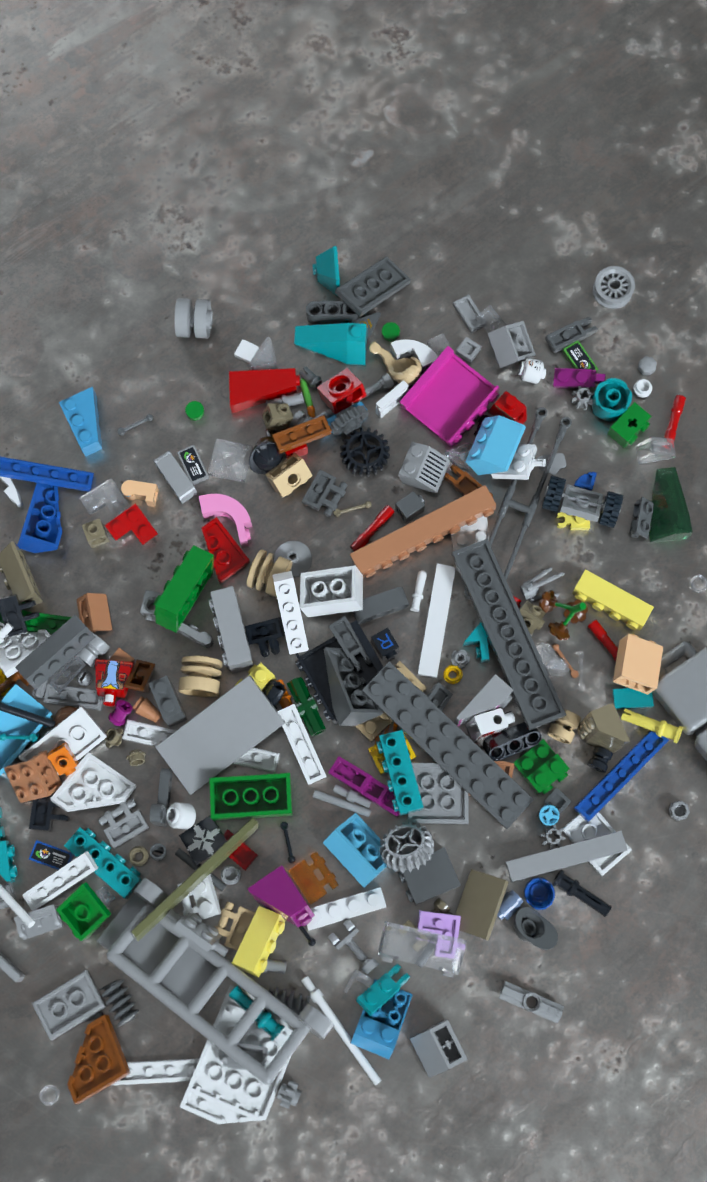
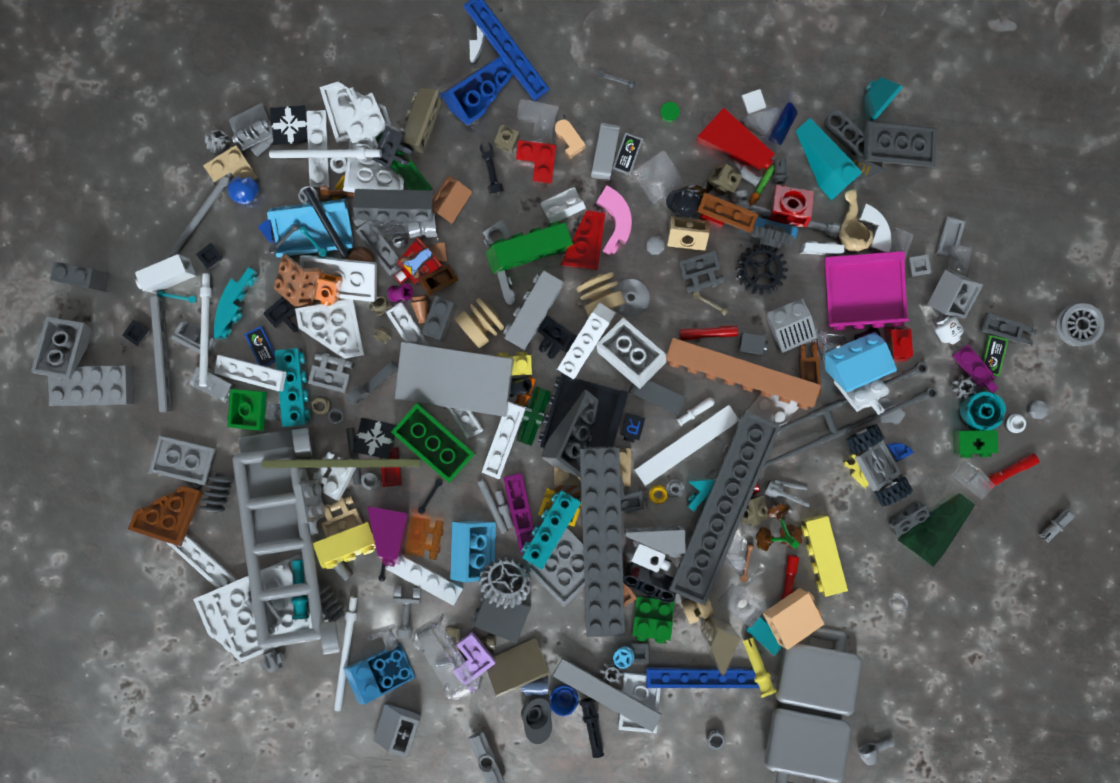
camera: 45 degrees right, 15 degrees up
(54, 1099) = (124, 504): clear bush -> none
(83, 419) = (580, 38): dark azure wedge -> none
(93, 556) = (494, 186): none -> black bar
(180, 540) = (562, 205): none -> white bracket
(181, 815) = (373, 408): white head -> none
(198, 318) = (735, 32): light grey wheel -> none
(274, 507) = (655, 245): none -> light grey tile
(281, 346) = (783, 124): none -> clear blue slope
(348, 641) = (608, 400): dark grey hinge -> none
(381, 991) = (395, 658): teal hinge -> none
(390, 331) = (876, 192): green tile -> none
(583, 699) = (747, 614): none -> clear brick
(600, 759) = (694, 655): black wheel -> none

